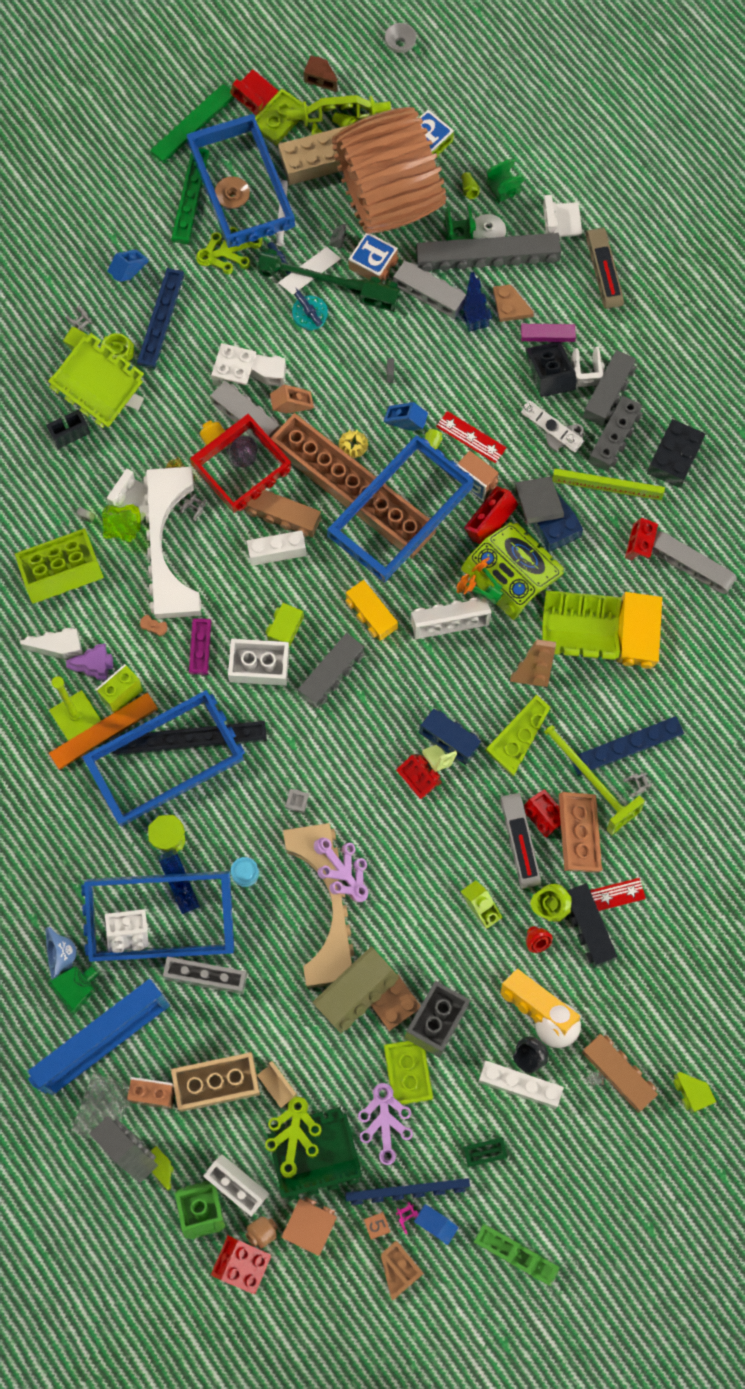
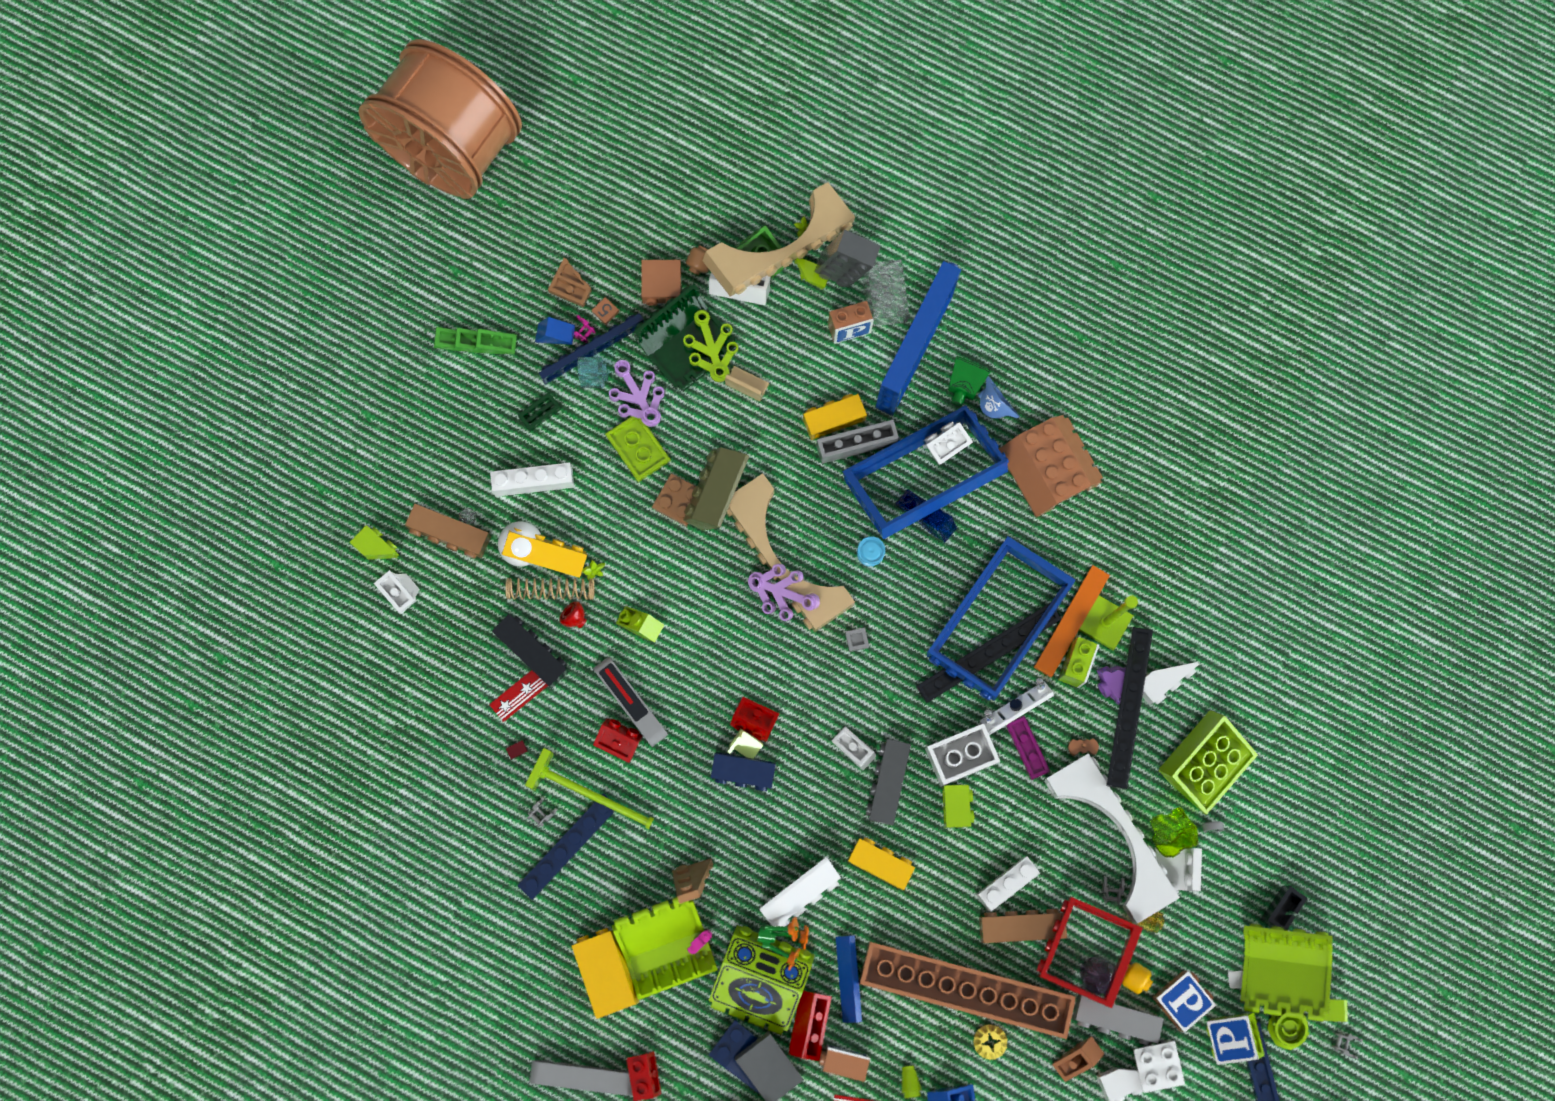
camera: 150 degrees right, 5 degrees up
(42, 872) = (1050, 464): none -> nougat slope
(100, 630) = (1129, 708): none -> black tile
(117, 1214) = (740, 268): none -> tan arch
(144, 1217) = (801, 226): none -> lime plant
(163, 357) = (1235, 1038): none -> piece
(167, 833) = (960, 551): lime hat -> none
(185, 402) = (1184, 1000): none -> piece
(191, 681) = (1017, 707): none -> white piece
(213, 1012) = (834, 416): none -> yellow brick
(215, 1082) = (800, 357): tan brick -> none
(241, 1265) = (704, 227): bracket -> none
(346, 714) = (854, 748): none -> white slope
(362, 556) = (874, 1051): blue door -> none
(418, 1161) = (592, 372): none -> clear light blue brick
(437, 1019) = (631, 498): dark grey brick -> none
(441, 541) = (848, 979): none -> blue tile
(500, 972) = (593, 569): none -> lime plant
(513, 742) = (679, 799): lime wing -> none
(530, 1054) = (534, 508): black hair -> none
(548, 618) = (700, 941): none -> dark pink piece
(551, 903) = (574, 653): lime hat -> none
(580, 832) = (576, 734): nougat plate -> none
(586, 987) = (508, 589): none -> tan piece
(636, 847) = (516, 750): none -> dark red piece
(687, 1038) = (398, 590): none -> white slope

